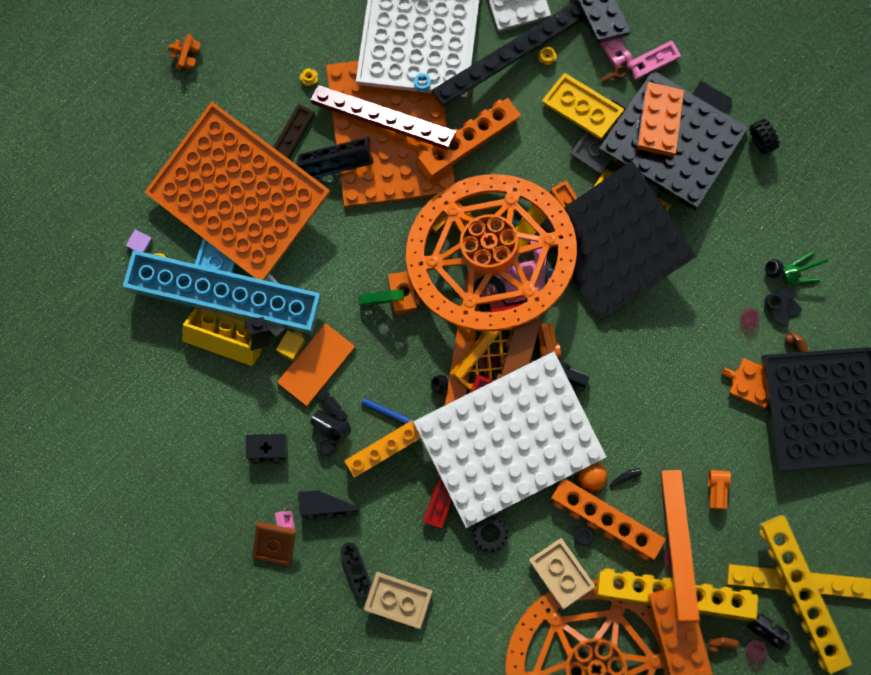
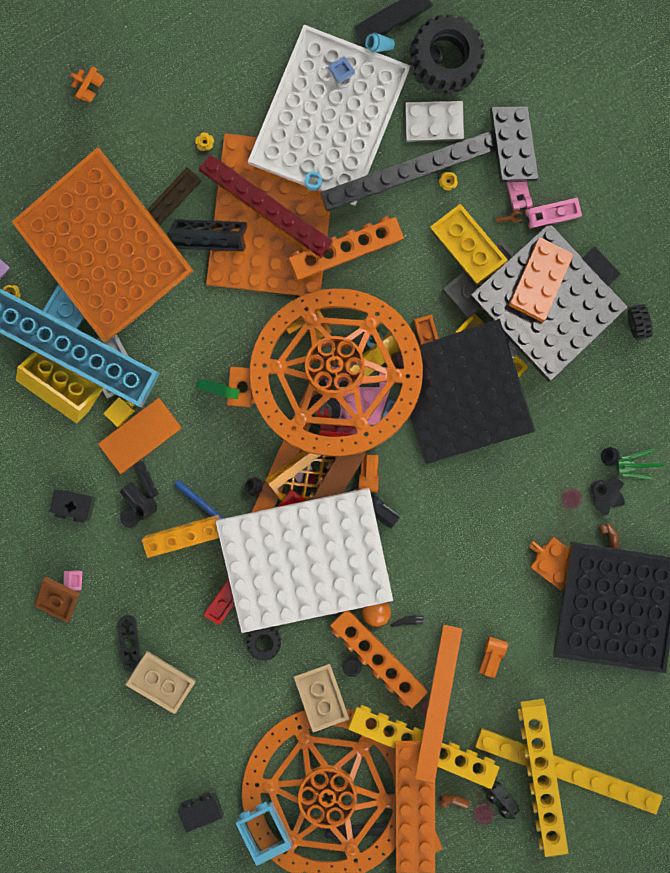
camera: 15 degrees right, 10 degrees up
(257, 333) = (86, 396): black brick -> none
(319, 503) = (109, 571): black slope -> none

